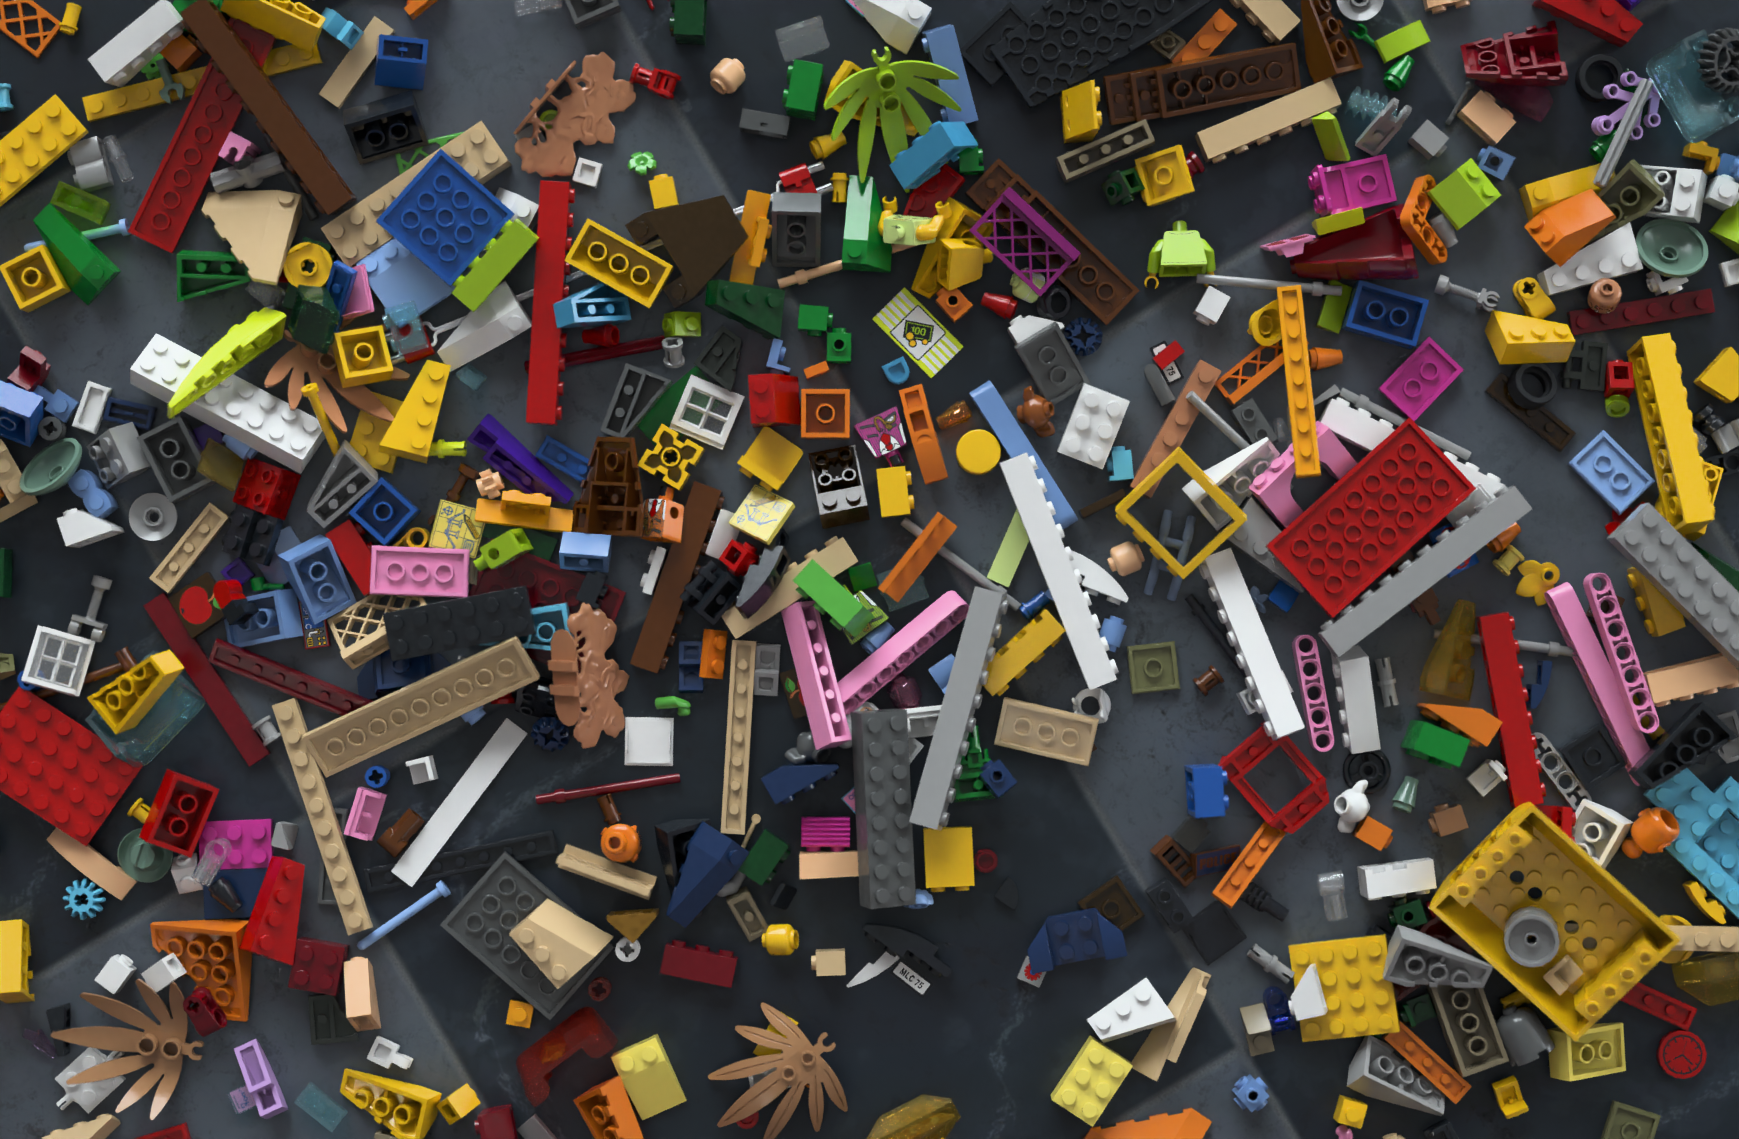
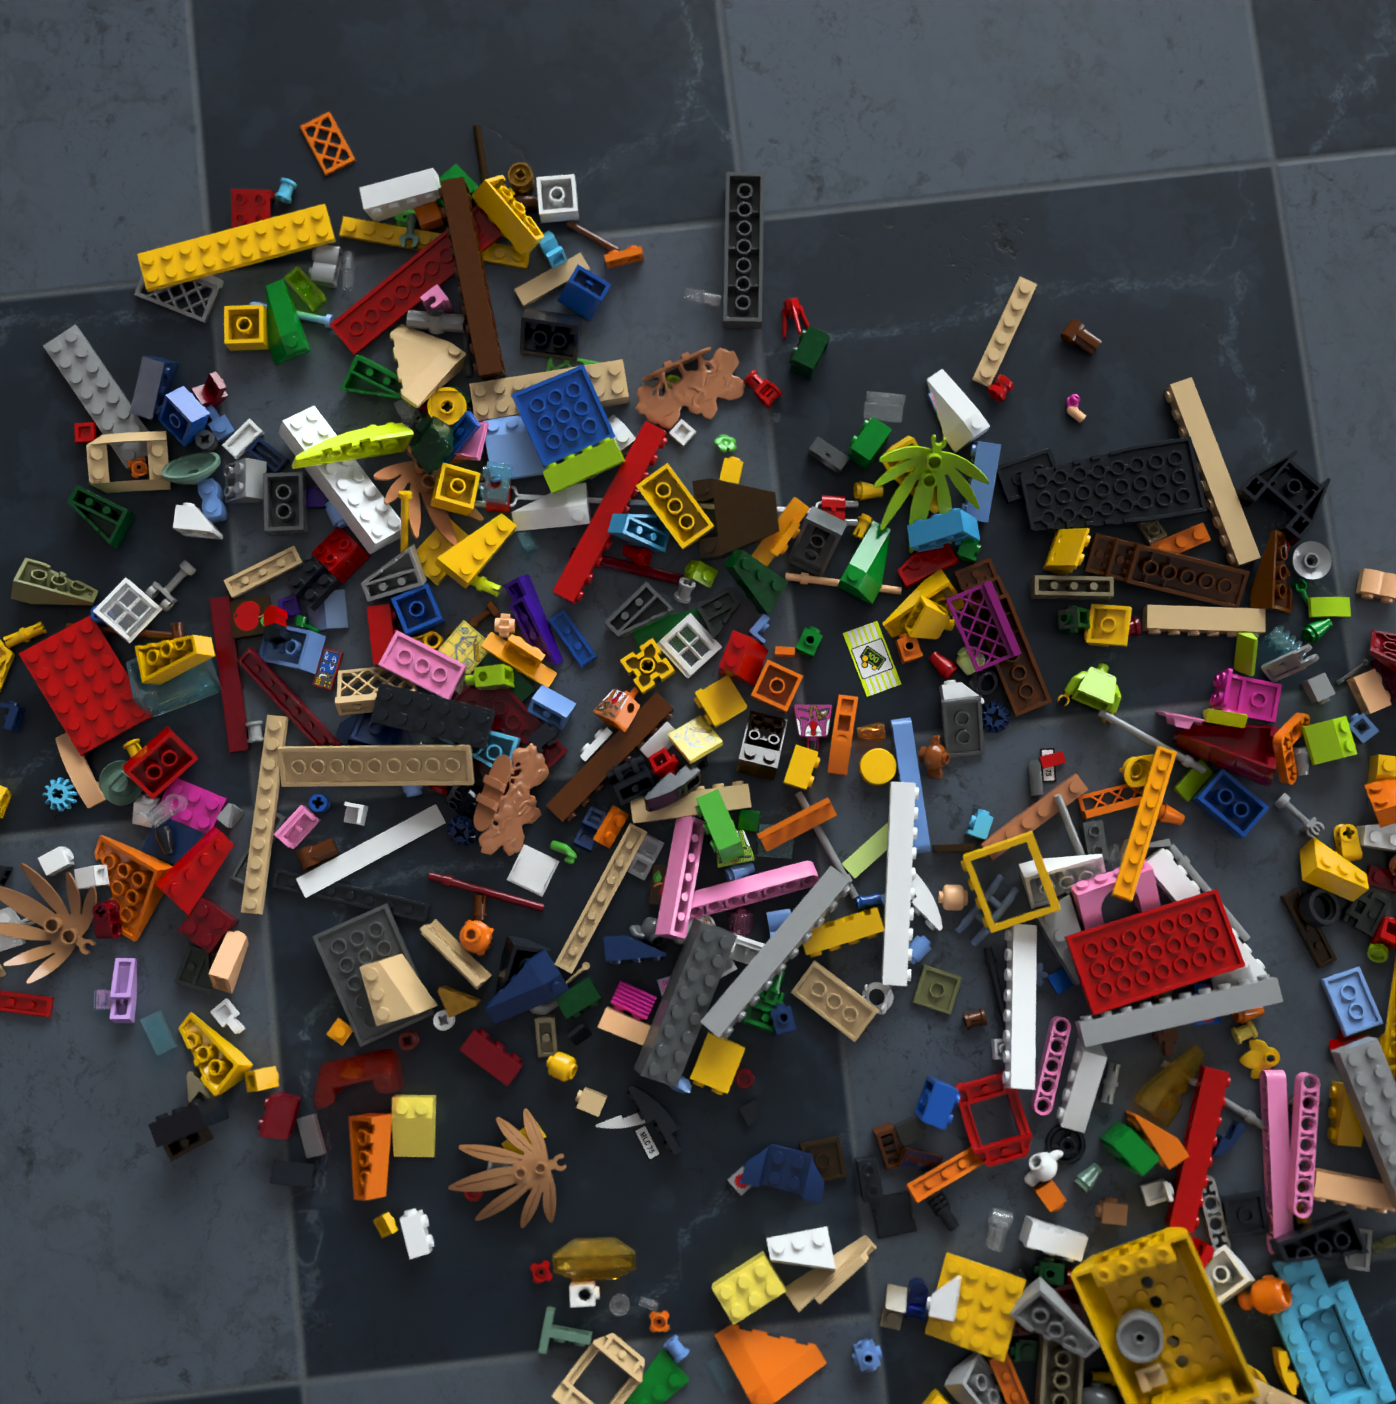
camera: 30 degrees right, 5 degrees down
(70, 19) = (361, 158): yellow pin -> none
(141, 514) = (239, 533): light grey dish -> none
(220, 464) = (314, 521): clear yellow piece -> none
(317, 578) = (345, 636): medium blue slope -> none
(441, 889) = (326, 910): light blue bar -> none
(612, 492) = (592, 671): reddish brown wedge -> none
(727, 76) = (817, 409): light nougat head -> none
(814, 320) = (800, 614): green brick -> none
(896, 371) = (843, 679): dark azure tile -> none
(910, 229) = (901, 578): torso -> none
(1093, 426) = (973, 786): white brick -> none
(1211, 306) = (1100, 737): white brick -> none
(1270, 963) = (926, 1260): light grey pin -> none
(1420, 379) = (1235, 864): dark pink plate -> none

